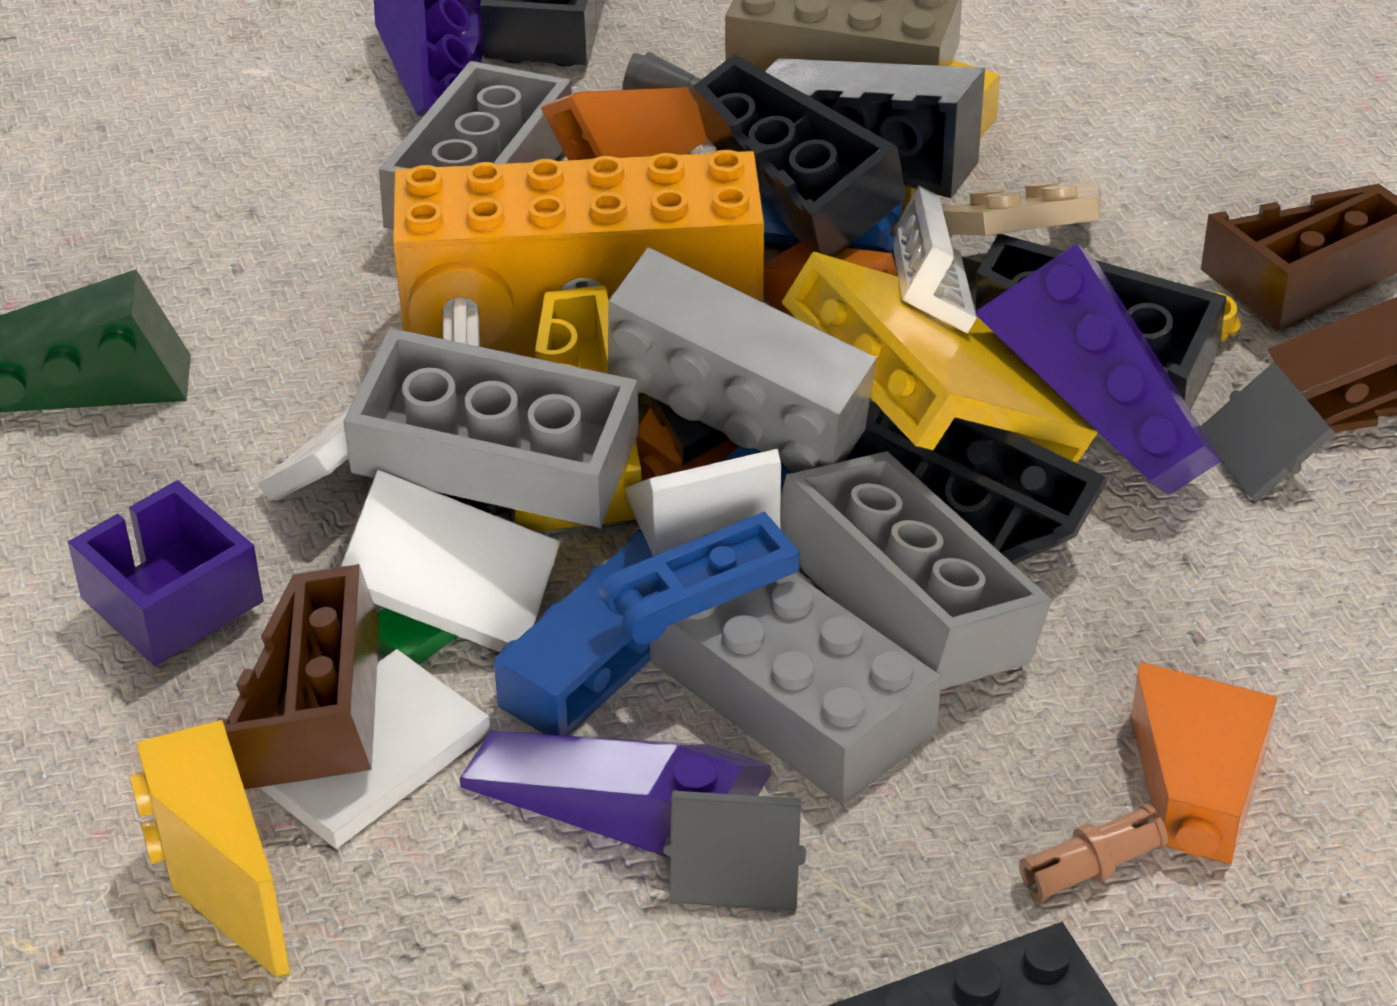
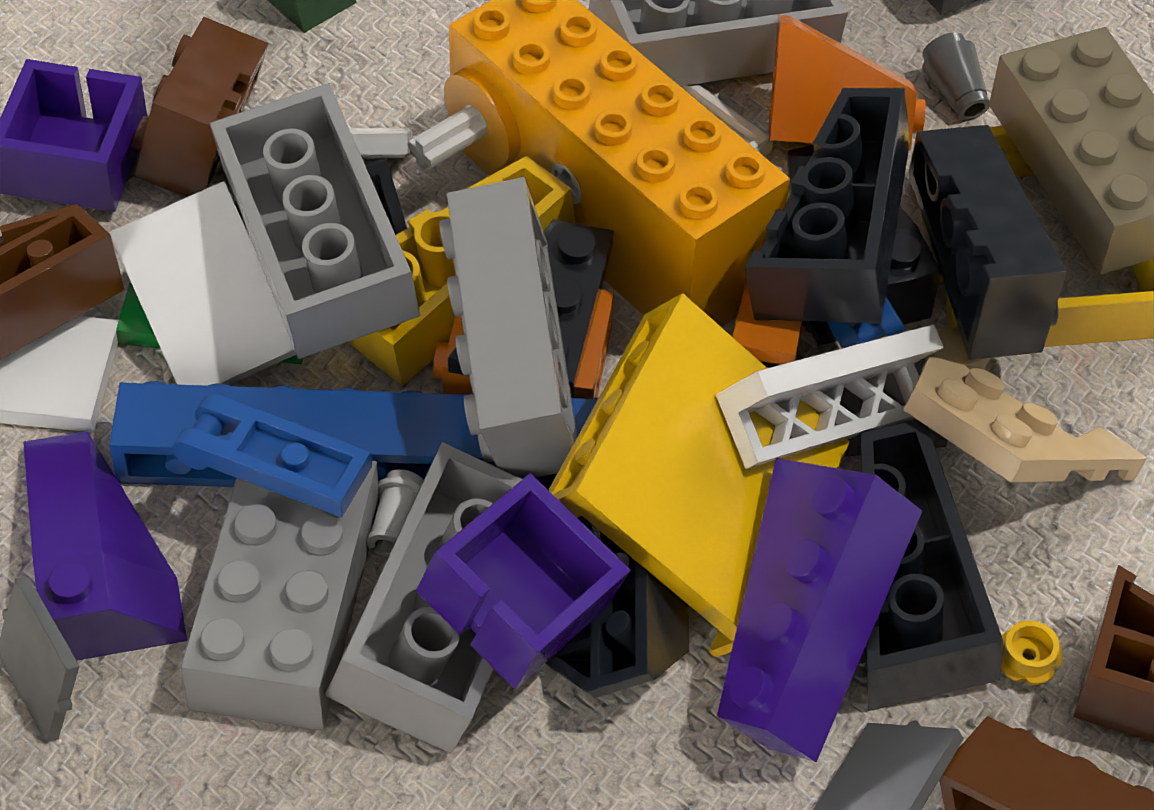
camera: 50 degrees right, 10 degrees up
(239, 470) = (207, 83): none -> reddish brown wedge
(706, 499) = (384, 407): white slope -> none
(979, 484) = (522, 580): none -> dark purple piece

